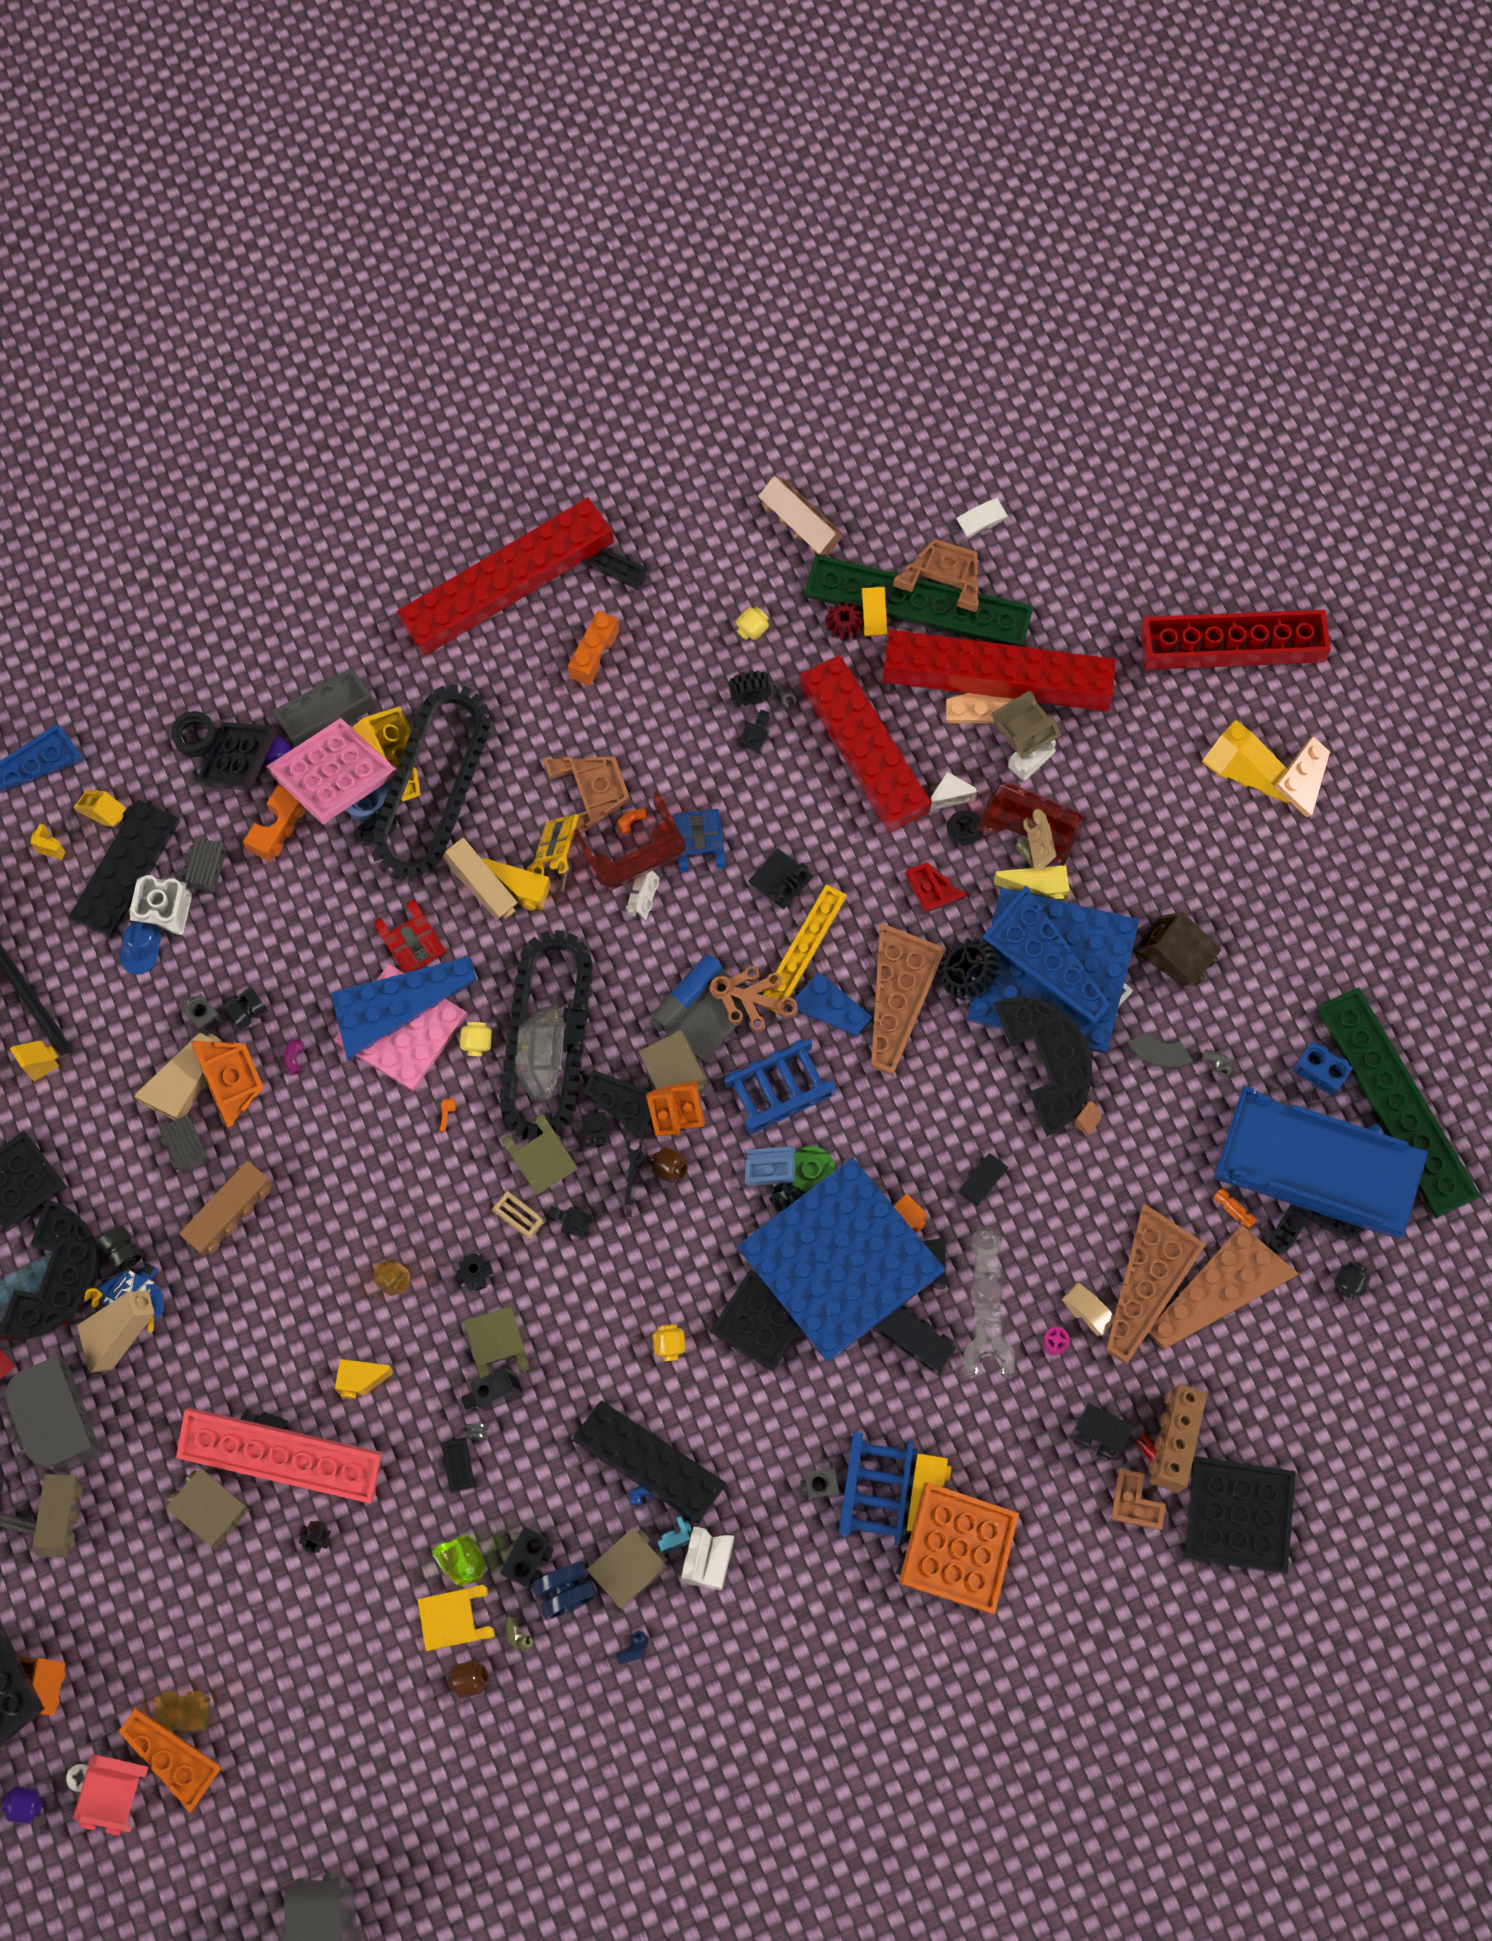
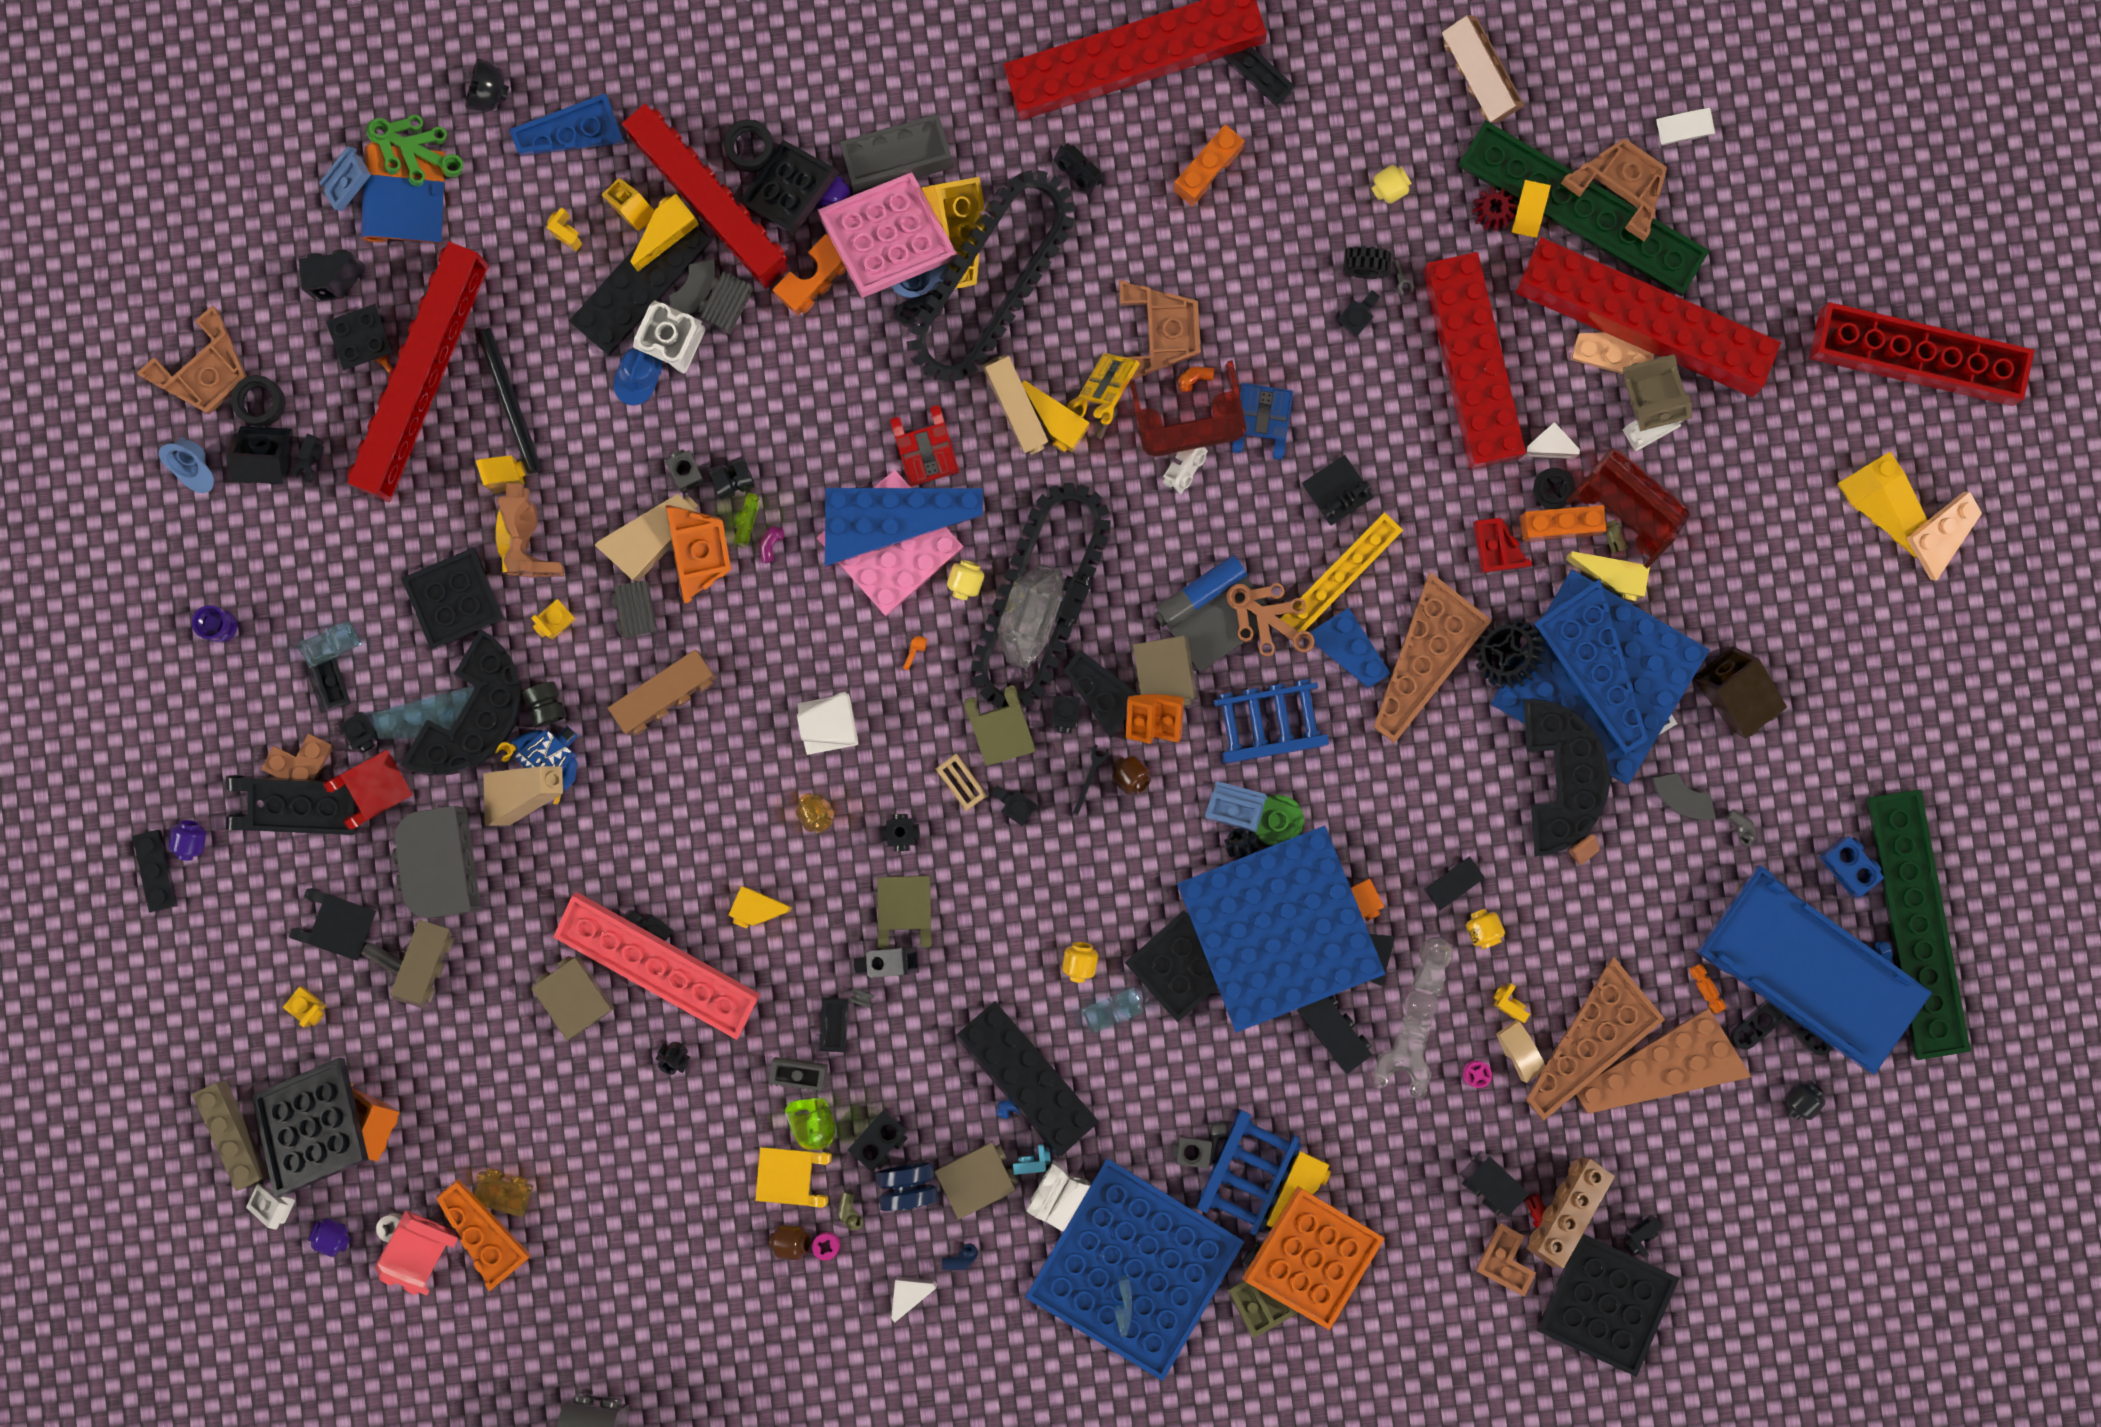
camera: 20 degrees right, 15 degrees up
(57, 1105) = (514, 526): none -> nougat hips
(111, 1175) = (553, 620): none -> yellow bracket
(137, 814) = (666, 227): none -> yellow slope
(166, 781) = (705, 196): none -> red brick
(175, 859) = (695, 289): none -> dark grey tile
(266, 1041) = (745, 520): none -> clear neon green plate
(384, 1195) = (827, 723): none -> white piece
(436, 1516) = (798, 1074): none -> dark grey brick
(477, 677) = (1070, 159): none -> black hinge
(507, 1674) = (828, 1241): none -> dark pink wheel
(593, 1695) = (909, 1293): none -> white slope
(711, 1379) = (1112, 1010): none -> clear light blue slope
(798, 1610) = (1163, 1247): none -> blue plate
(798, 1650) = (1124, 1311): none -> clear light blue slope
(839, 1459) = (1218, 1129): none -> flat silver hand
(923, 1611) = (1258, 1309): none -> olive wing
(981, 852) = (1563, 523): none -> orange brick
(1022, 1210) = (1485, 929): none -> yellow head
(1040, 839) = (1631, 529): tan hinge -> none
(1067, 1273) = (1512, 1008): none -> yellow bracket
(1250, 1438) = (1643, 1231): none -> black bracket

